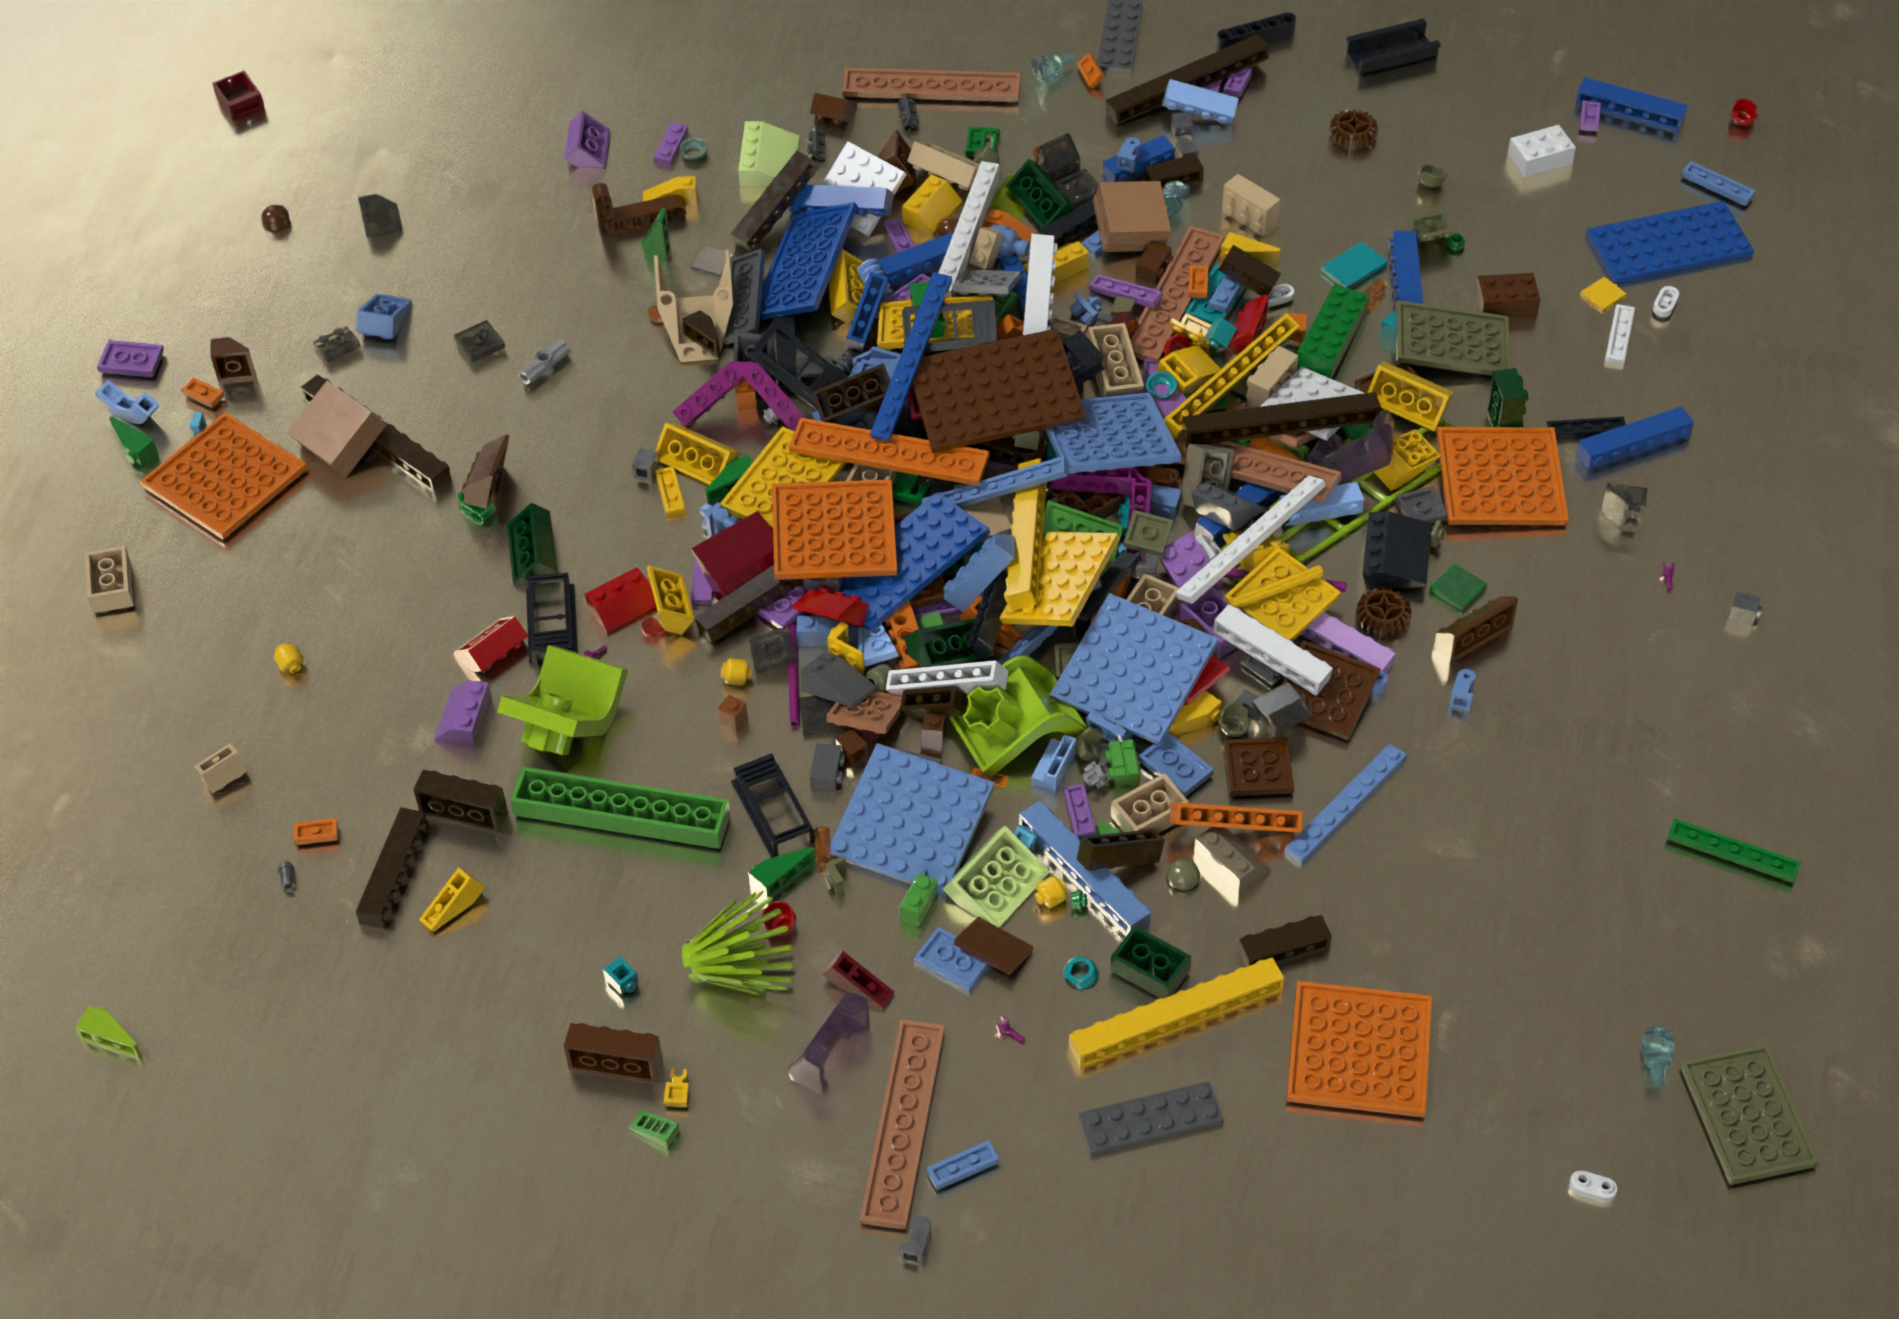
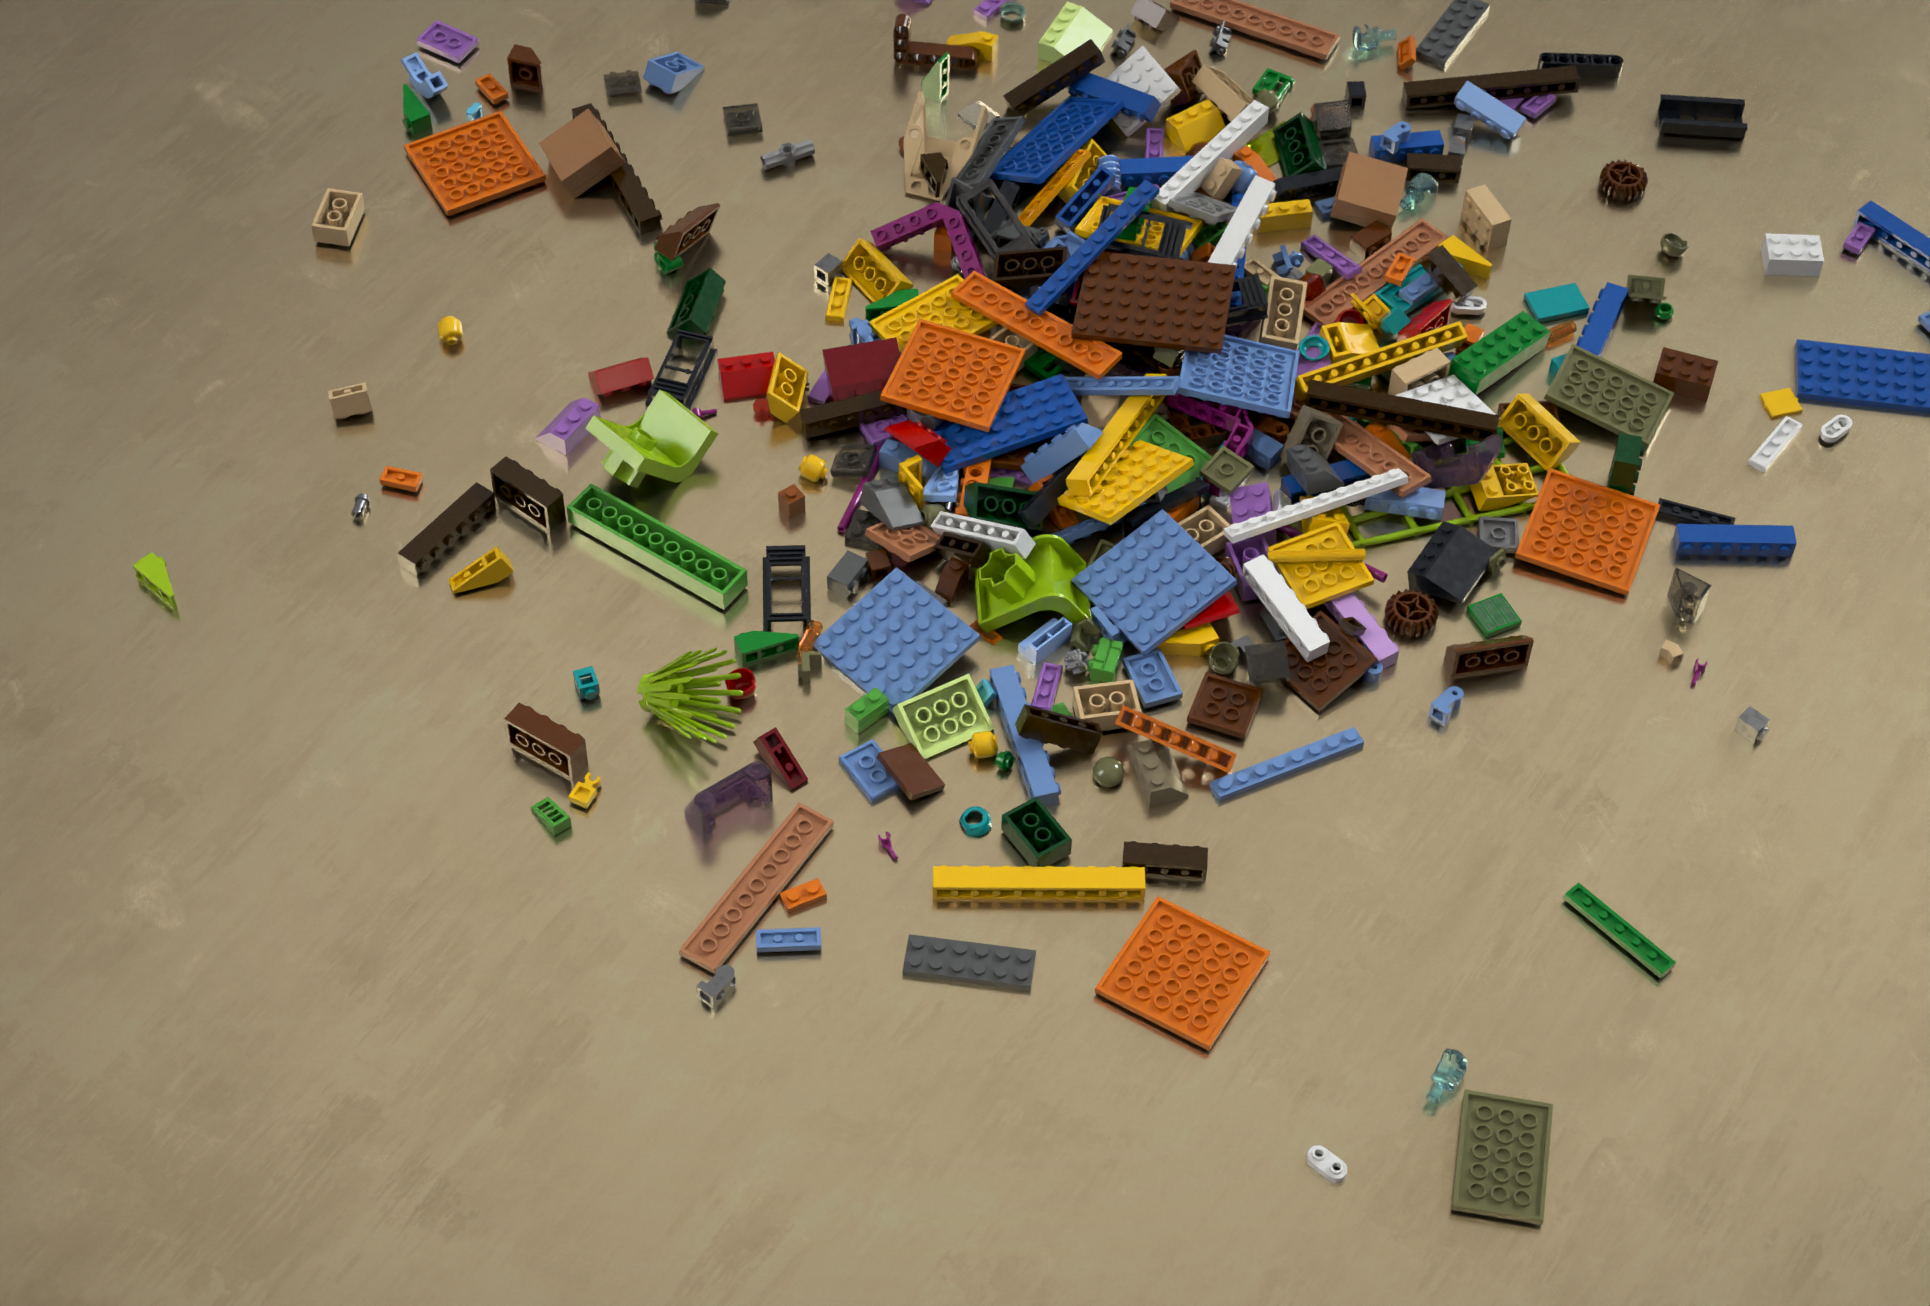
camera: 20 degrees right, 0 degrees up
(829, 307) = (1054, 186): none -> light orange tile
(952, 1113) = (803, 895): none -> orange plate
(1065, 123) = (1356, 94): none -> black brick
(1342, 646) = (1352, 627): none -> dark brown plate
(1636, 565) = (1671, 652): none -> tan piece

